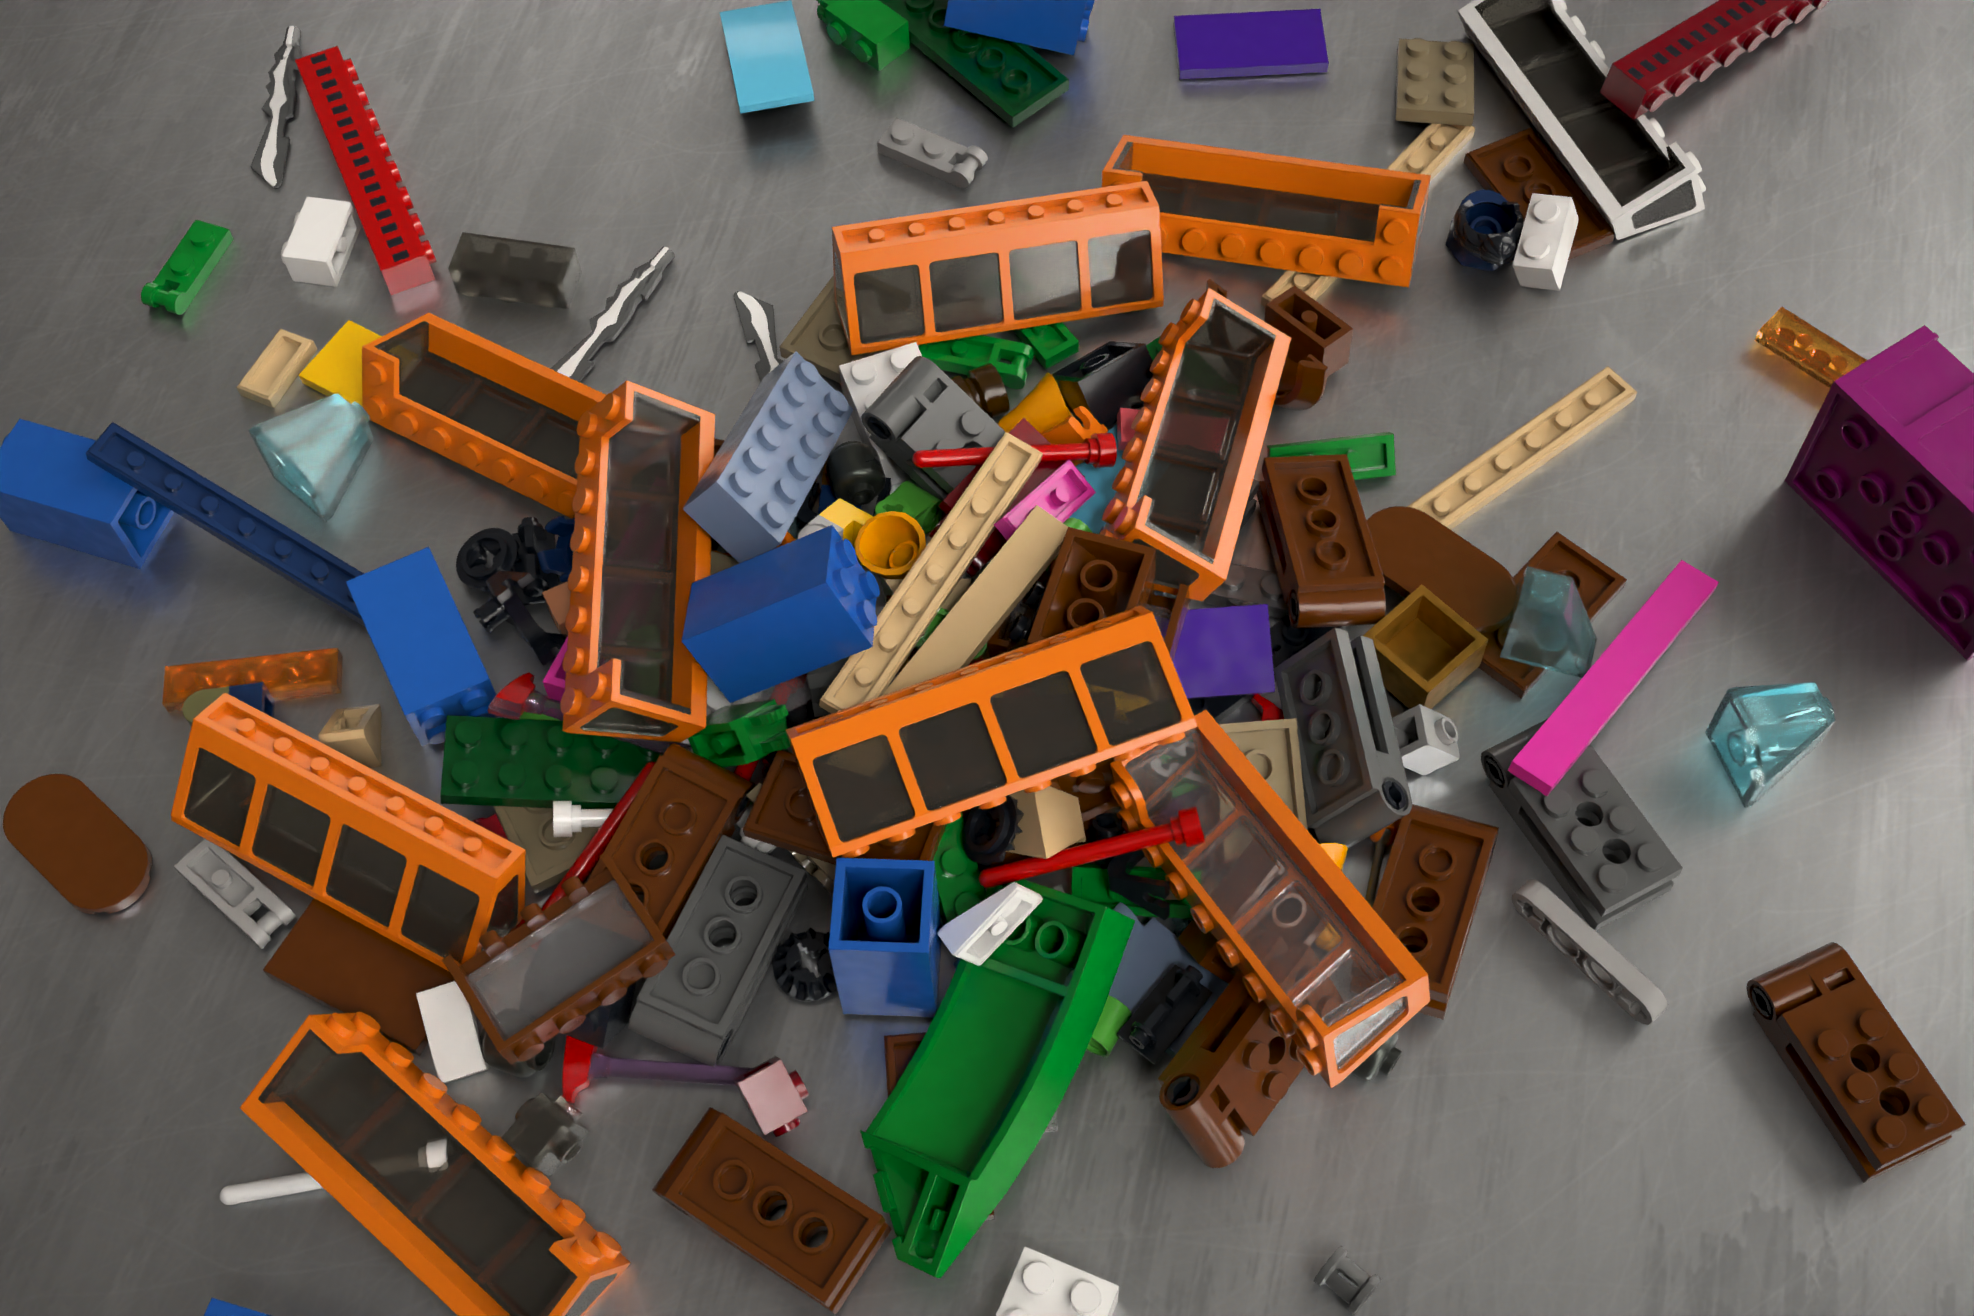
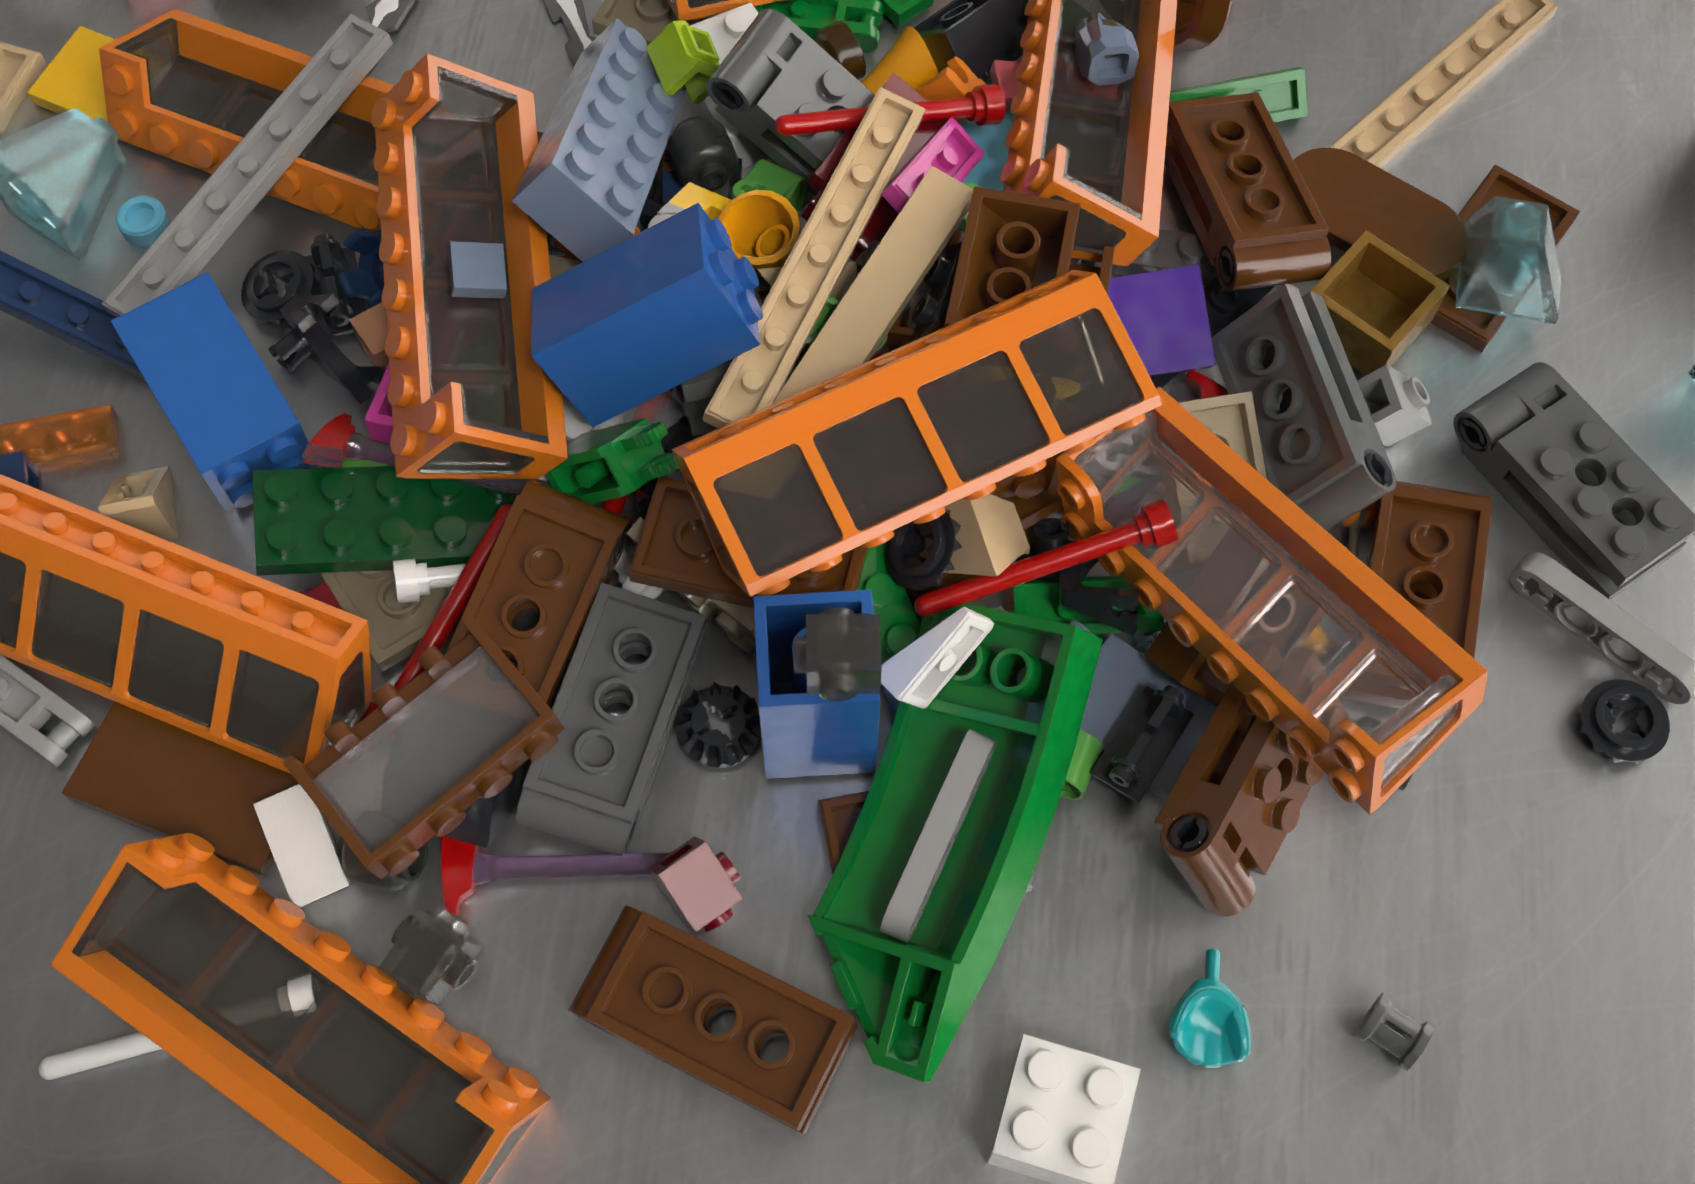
camera: 10 degrees left, 5 degrees up
(382, 492) = (142, 220): none -> medium azure tile
(477, 456) = (253, 165): none -> light grey tile
(650, 562) = (477, 270): none -> sand blue tile
(847, 389) = (685, 58): none -> lime window
(898, 911) = (840, 654): none -> clear smoke brick
(976, 1074) = (938, 836): none -> light grey beam
(1190, 1255) = (1211, 1021): none -> teal piece
(1211, 409) = (1105, 51): none -> sand blue rock
(1593, 1015) = (1648, 727): none -> black gear
(1612, 678) = (1589, 322): dark pink tile -> none

